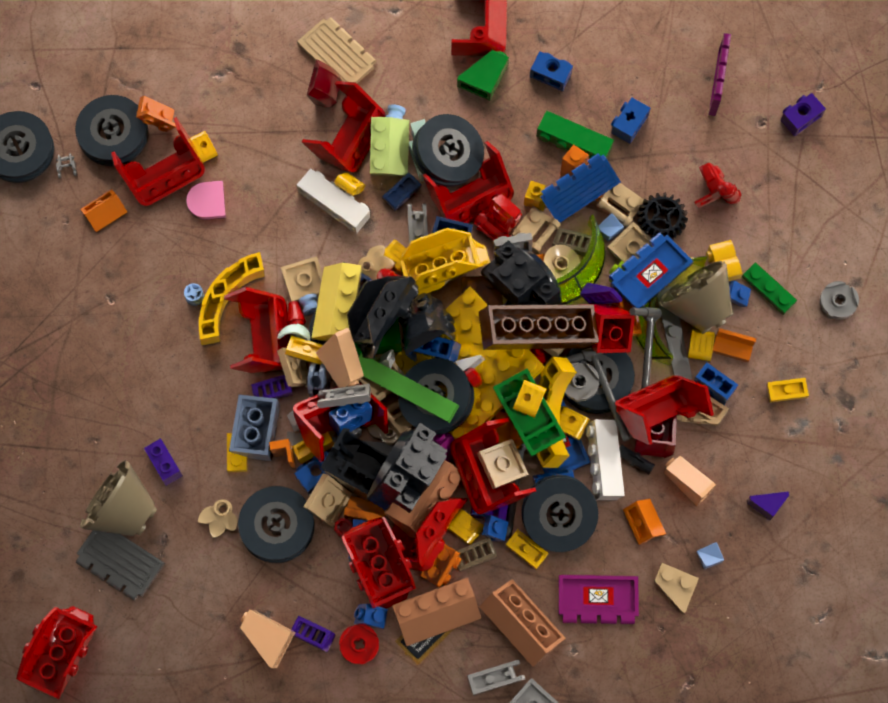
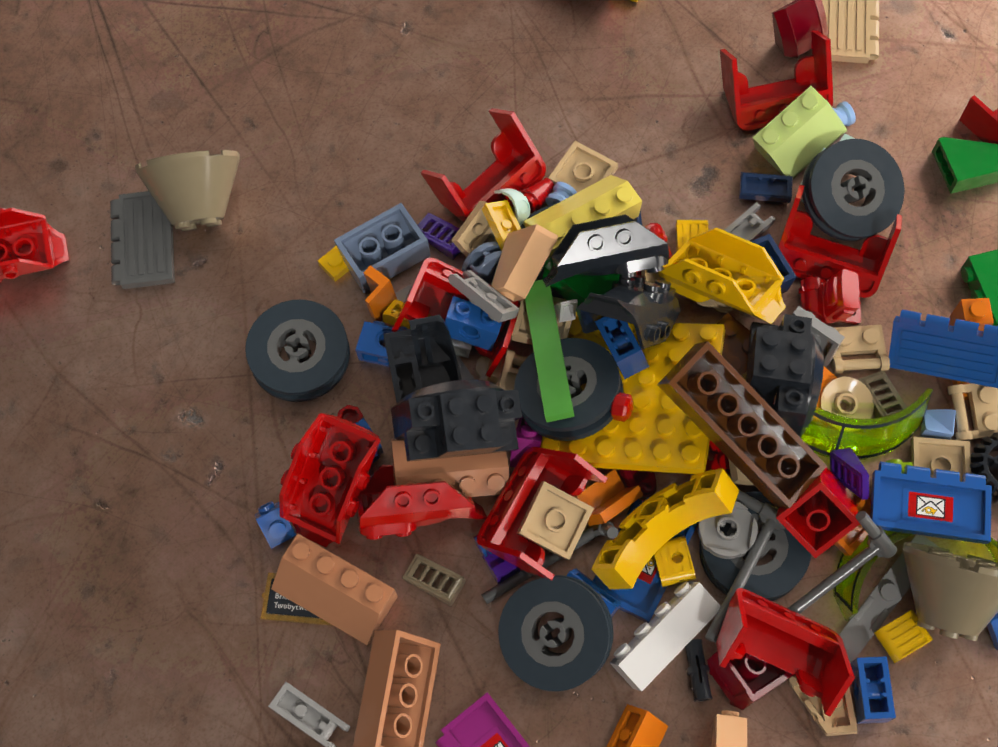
camera: 55 degrees right, 5 degrees down
(163, 462) = (275, 195): dark purple brick -> none
(191, 291) = (471, 84): light blue wheel -> none
(207, 200) = (582, 28): bright pink tile -> none
(218, 521) = (258, 293): tan plate -> none
(226, 282) = (472, 114): yellow brick -> none
(267, 636) = (166, 436): light nougat slope -> none
(327, 500) = (363, 376): tan plate -> none
(327, 641) = (211, 497): dark purple slope -> none
(333, 200) = (692, 133): white brick -> none
(349, 184) = (723, 132): yellow piece -> none
(356, 633) = (244, 548): red plate -> none
(362, 510) = (380, 422): orange panel -> none
(377, 261) = (668, 218): tan plate -> none
(442, 566) = (391, 553): orange bracket -> none
(465, 527) = (456, 543): yellow piece -> none
(470, 362) = (638, 391): white piece -> none
(495, 528) = (478, 575): blue bracket -> none
(527, 549) = (485, 632): yellow plate -> none
(529, 398) = (649, 482): yellow piece -> none
(533, 194) = (887, 311): yellow window -> none
(535, 432) = (636, 497): green slope -> none
(733, 345) = (939, 674): orange panel -> none

